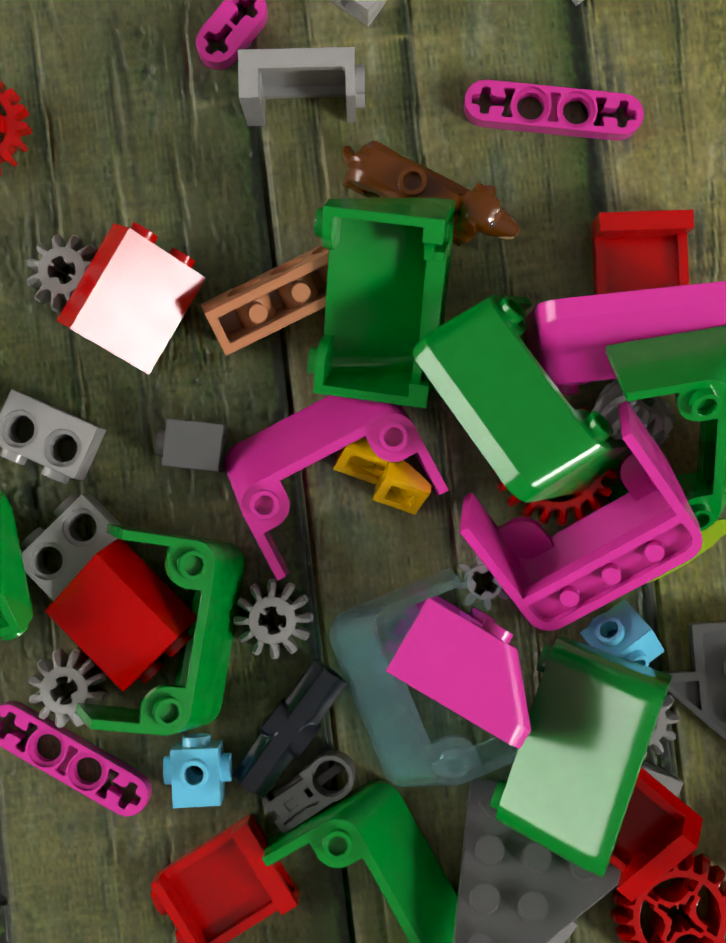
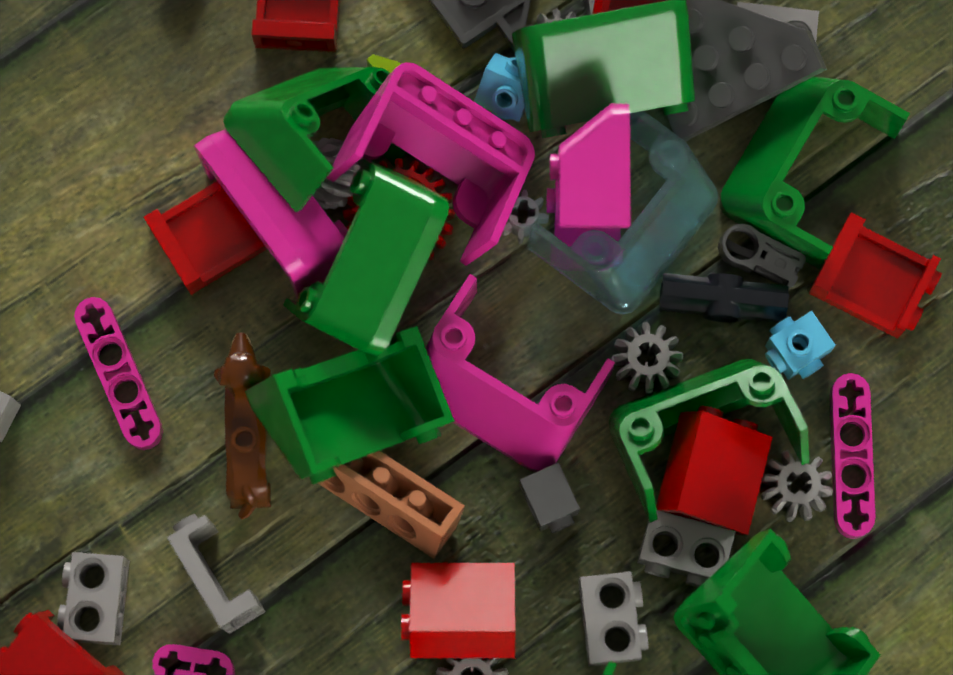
camera: 120 degrees left, 10 degrees down
(395, 482) = (490, 326): yellow slope -> none

